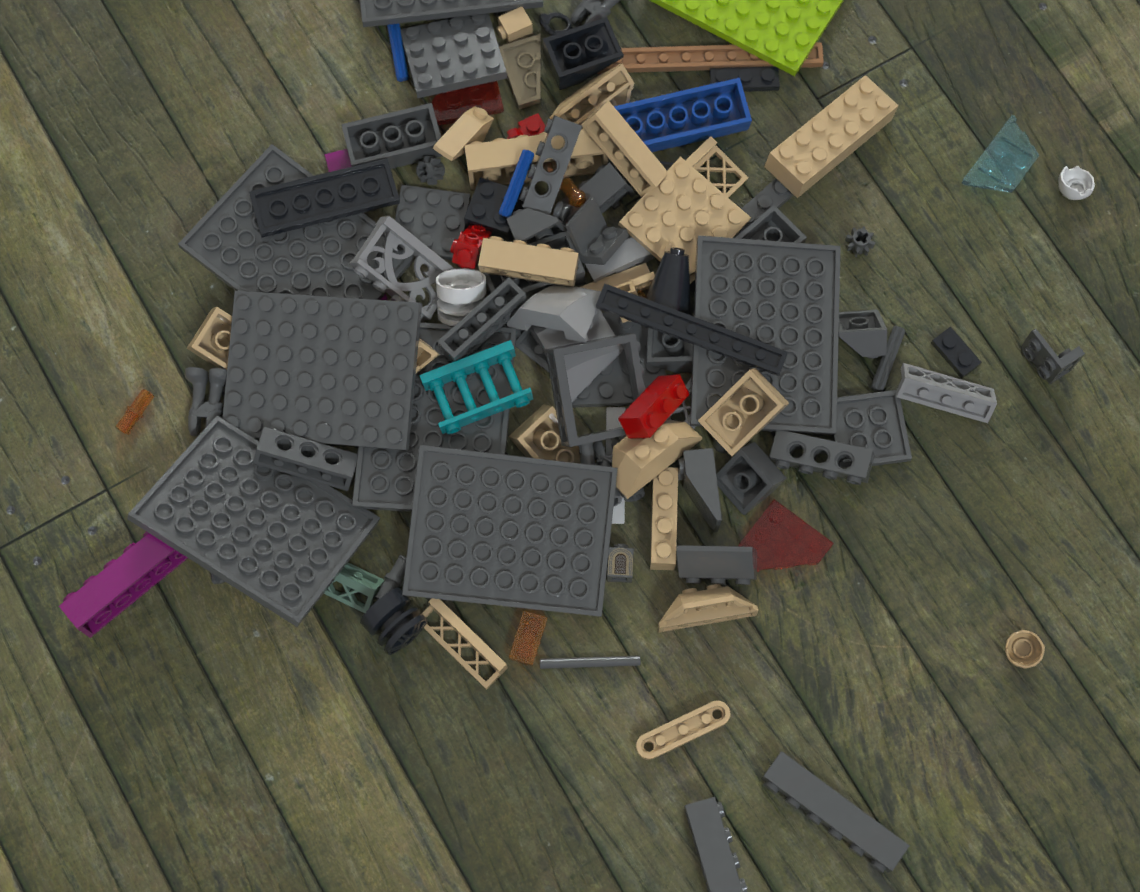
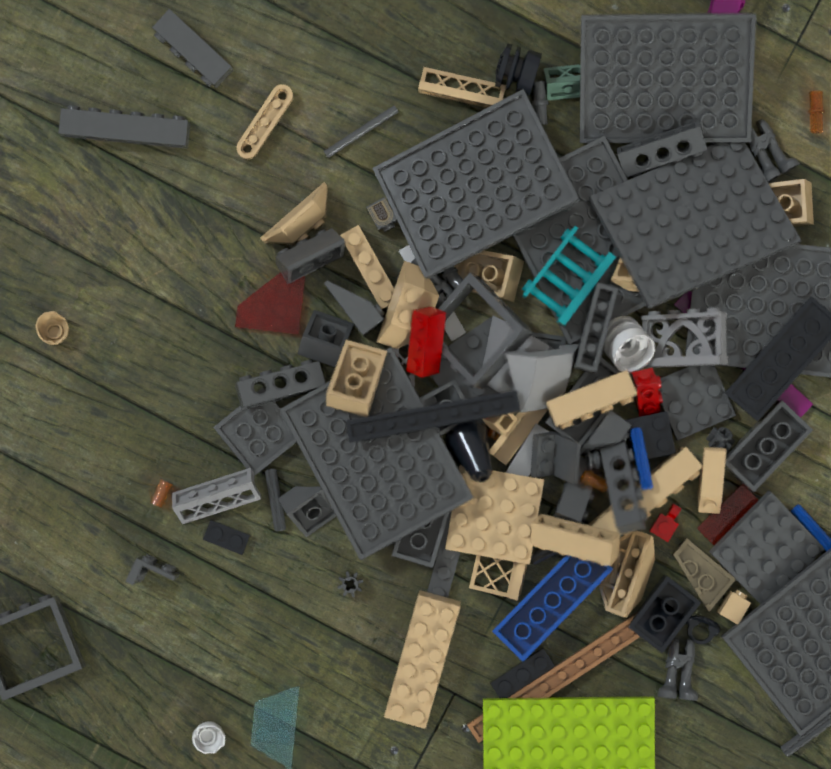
camera: 150 degrees right, 15 degrees up
(528, 638) = (415, 120): clear orange plate -> none
(999, 428) = (160, 493): none -> clear orange pin

